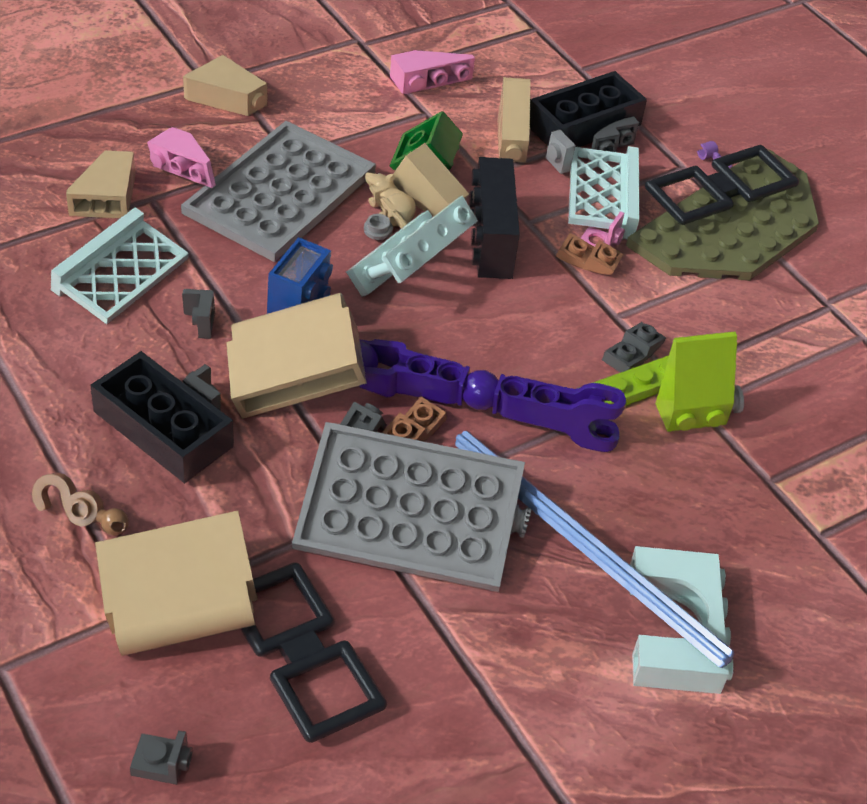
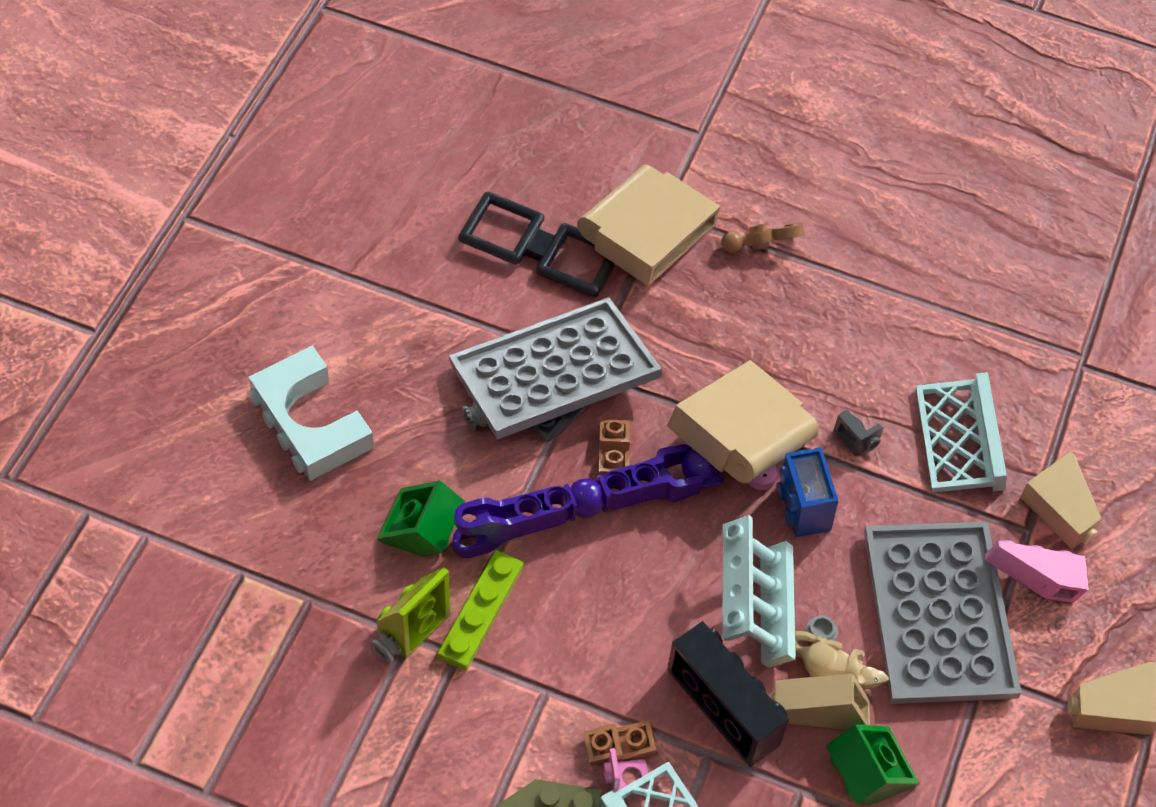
camera: 145 degrees right, 10 degrees up
(161, 758) = (560, 140): dark grey bracket -> none
(162, 416) = (782, 320): black brick -> none
(201, 383) = (781, 362): dark grey bracket -> none
(364, 417) = (648, 419): dark grey bracket -> none
(614, 565) = (411, 417): axle -> none
(635, 348) = (504, 654): dark grey slope -> none
(635, 468) = (421, 519): none -> green slope

